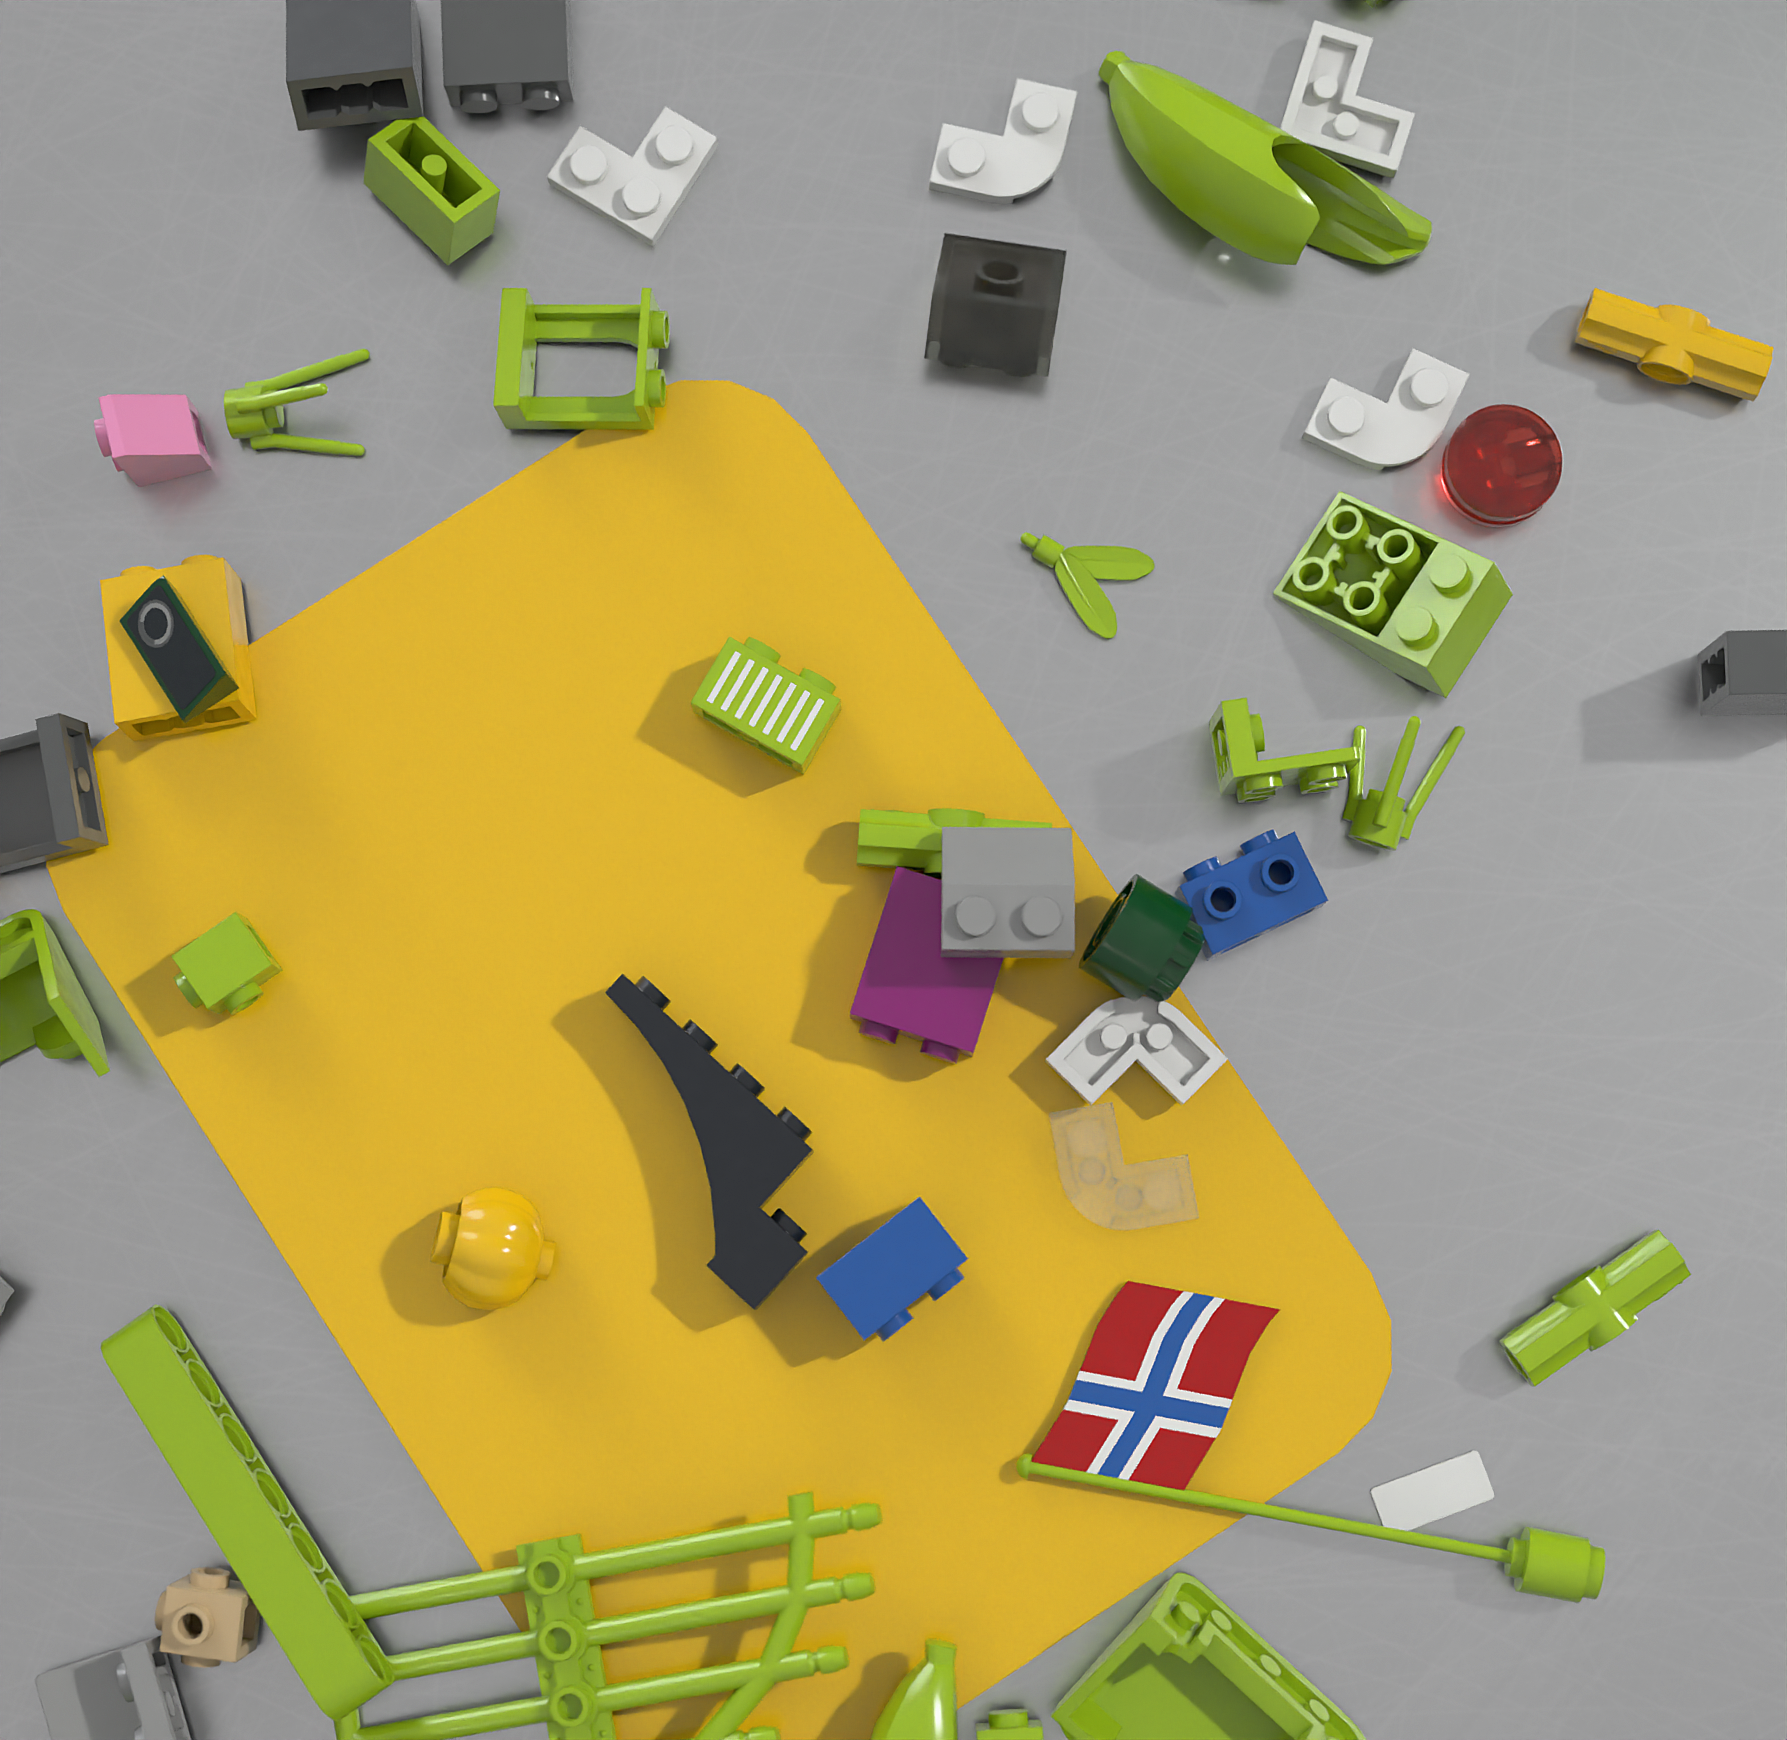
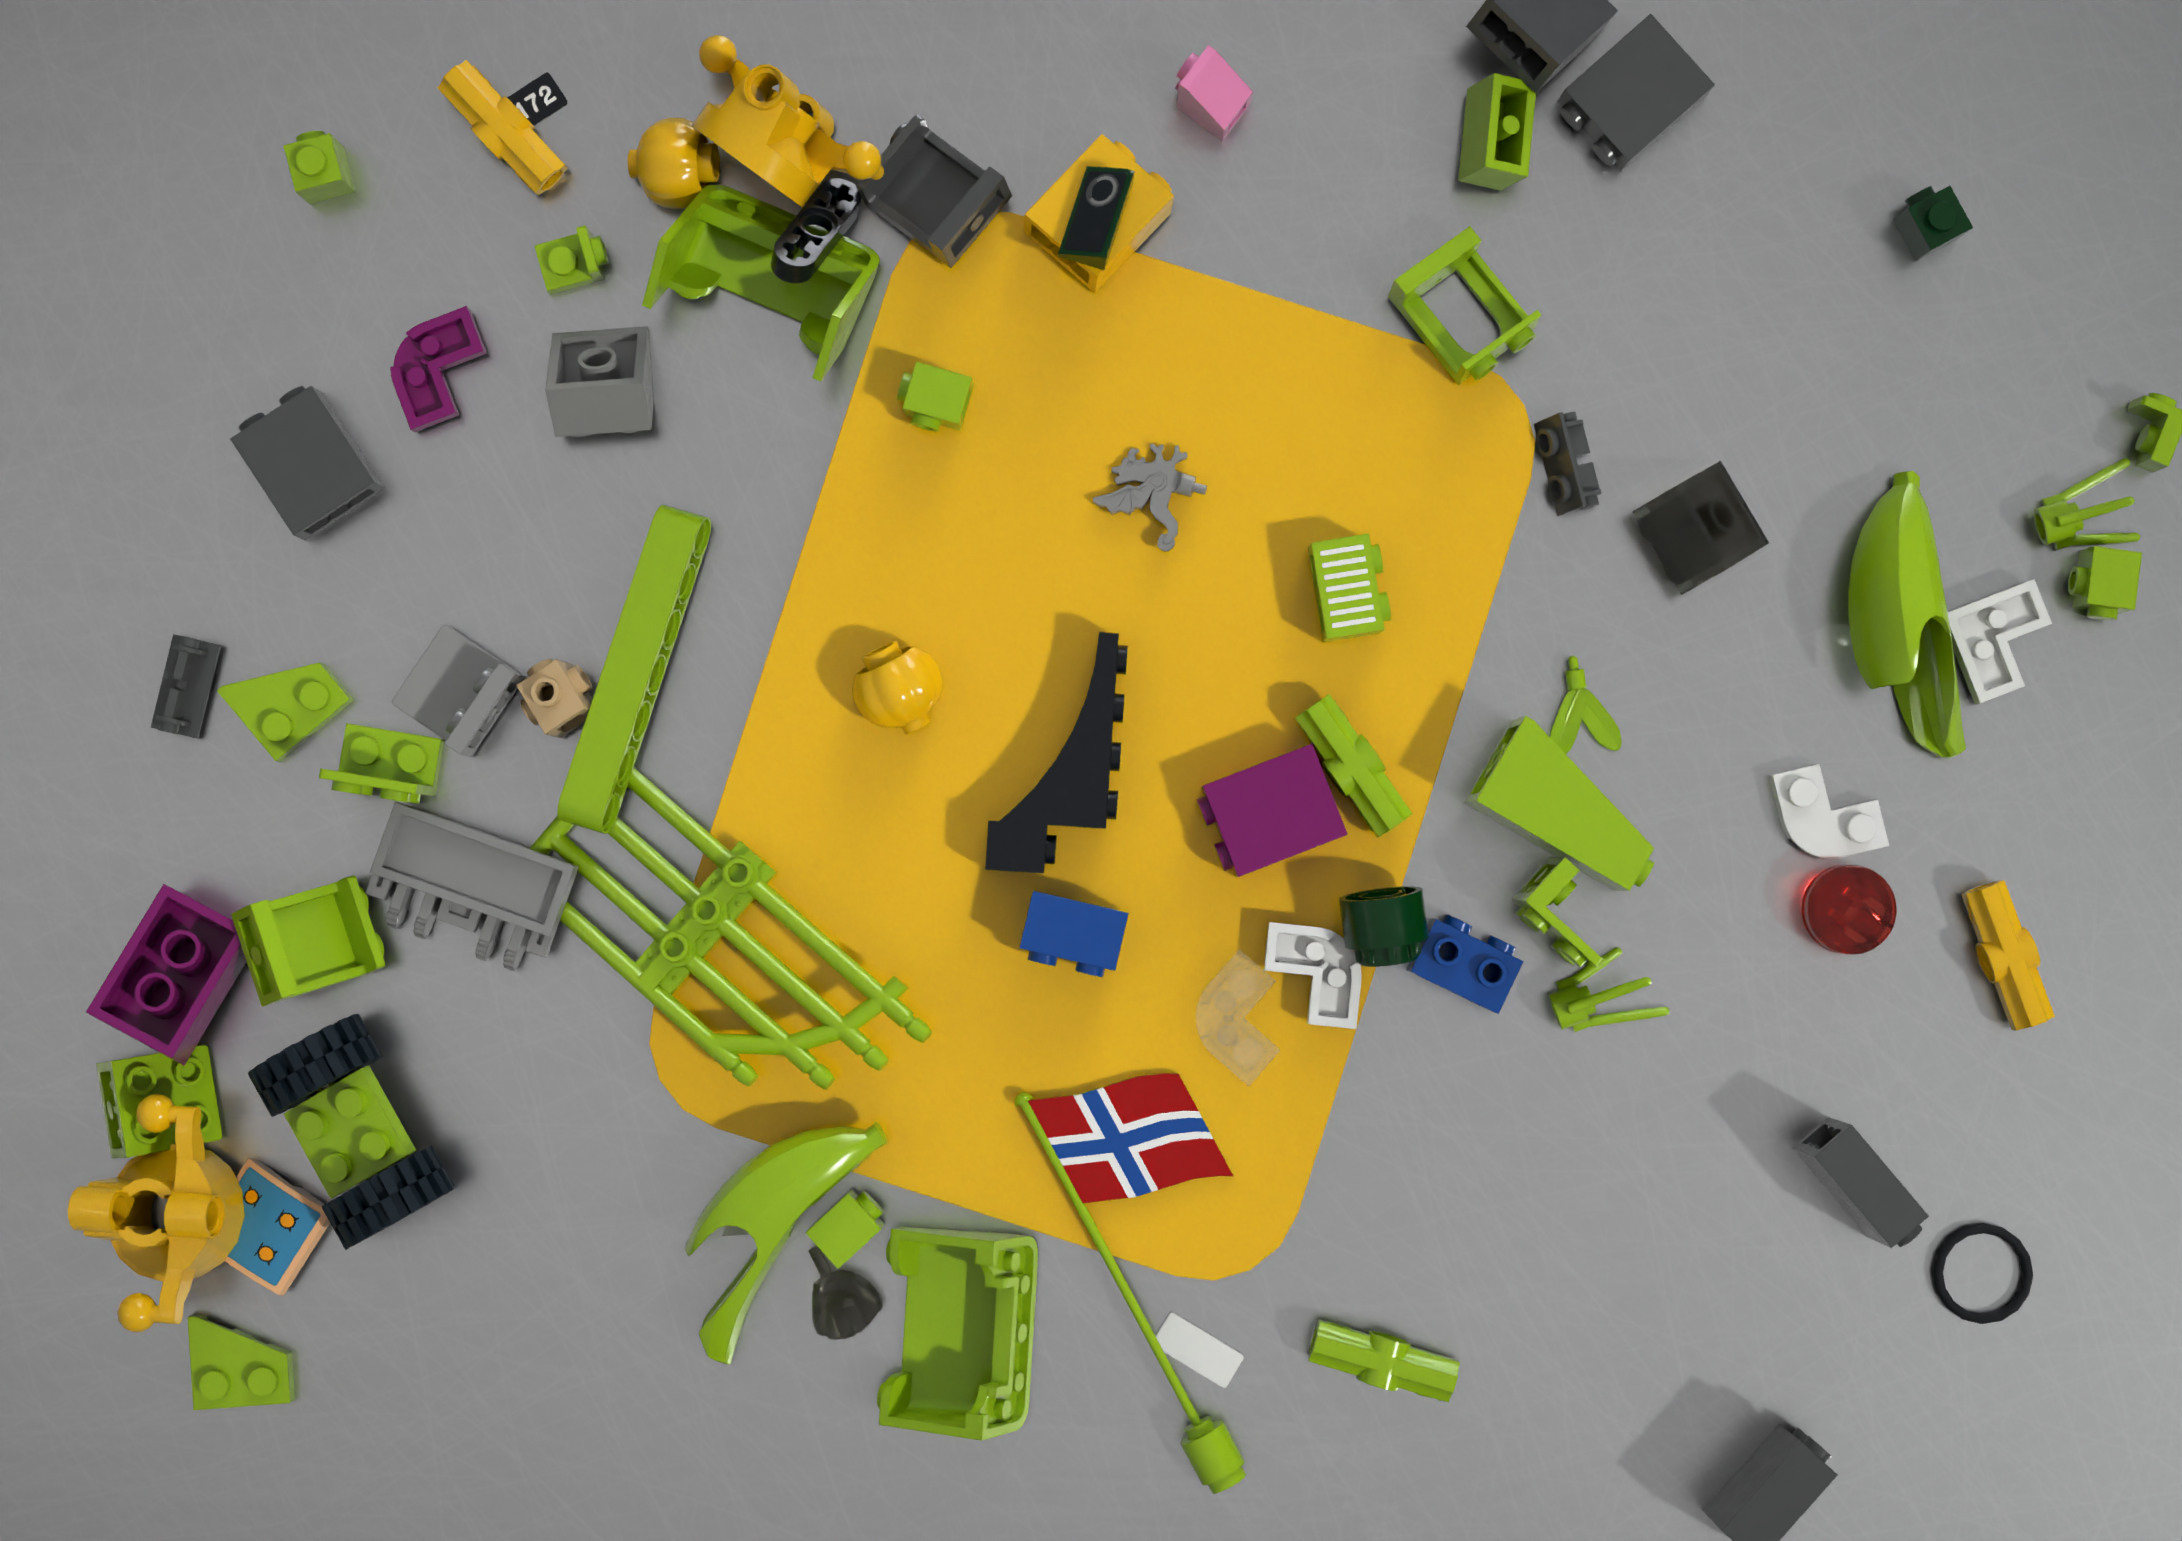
camera: 50 degrees right, 5 degrees up
(259, 407) = (1280, 140): lime plant -> none
(503, 808) = (1158, 481): none -> light grey piece
(637, 190) = (1598, 257): white plate -> none
(795, 376) = (1560, 442): none -> dark grey hinge
(1007, 892) = (1349, 821): light grey slope -> none
(1008, 165) = (1800, 469): white plate -> none
(1163, 671) = (1558, 808): none -> lime slope
(1396, 592) = (1718, 906): lime slope -> none

